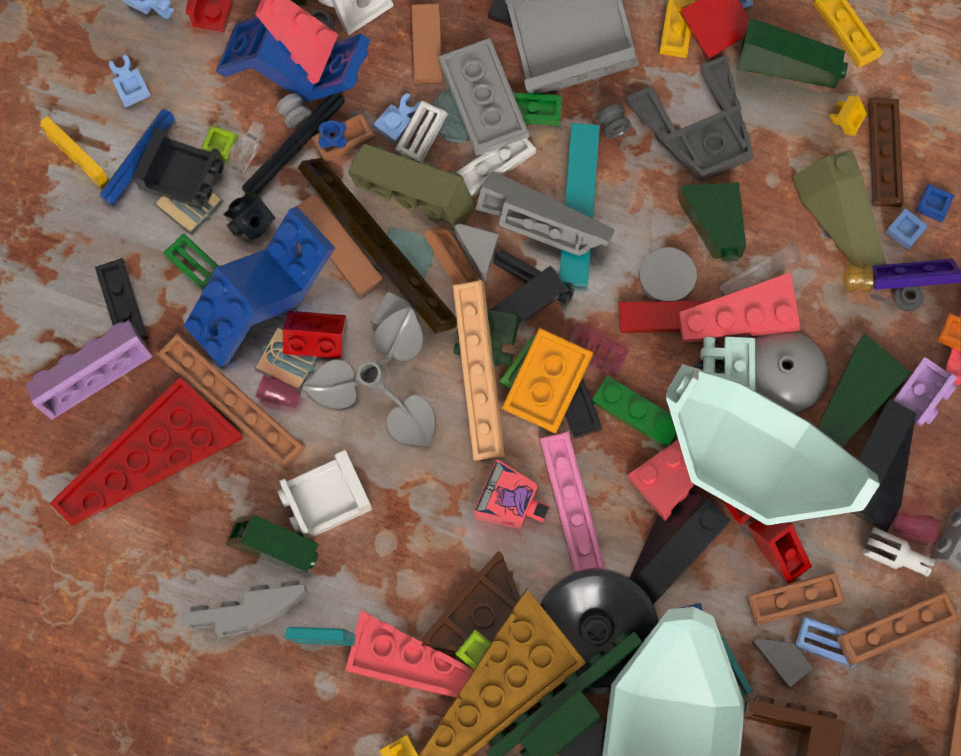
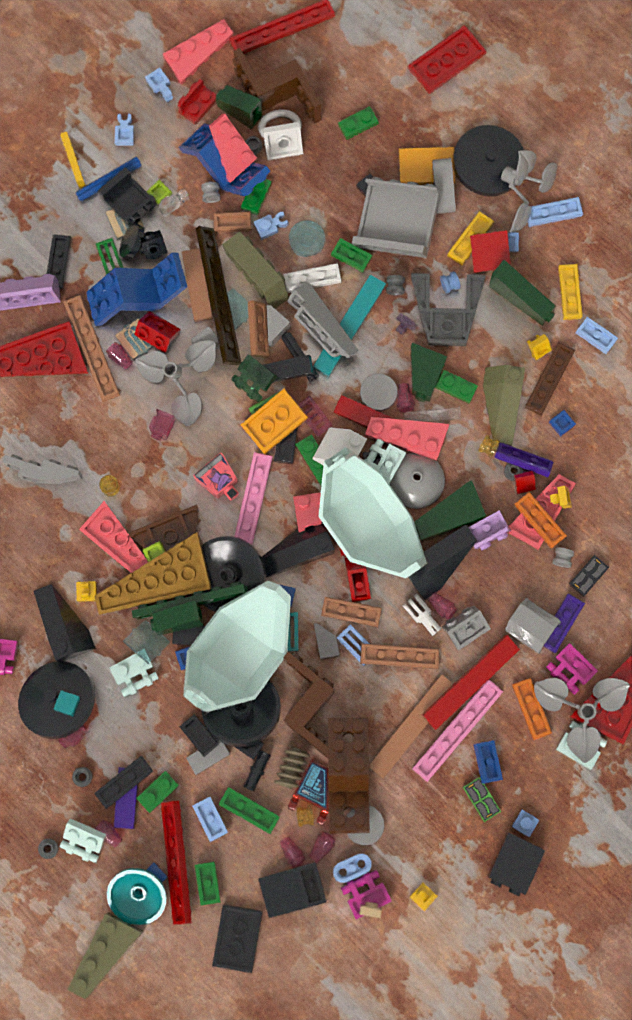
camera: 30 degrees right, 5 degrees up
(215, 225) = (131, 241): none -> black tile
(273, 543) = (74, 441): dark green slope -> none
(293, 144) = (200, 213): black axle -> none
(320, 636) = (74, 504): teal tile -> none
(324, 497) = (116, 428): white panel -> none
(329, 127) = (226, 222): blue plate -> none
(357, 578) = (109, 482): none -> clear yellow wheel
(360, 97) = (255, 200): none -> green plate
(388, 462) = (161, 425): none -> clear pink window
(426, 43) = (310, 186): nougat tile -> none
(431, 135) = (281, 241): white tile -> none
(478, 370) = (238, 396): light nougat tile -> none
(483, 96) = (325, 234): light grey tile -> none
(652, 372) = (335, 441): none -> white slope
(656, 165) = (405, 324): none -> clear purple tile
(685, 85) = (450, 282): none -> medium blue wheel
(710, 268) = (405, 399): none -> clear pink cone
(770, 219) = (456, 386): none -> green plate
(906, 229) = (535, 430): medium blue plate -> none
(915, 67) = (596, 335): none -> light blue plate
(933, 304) = (524, 482): none -> red tile

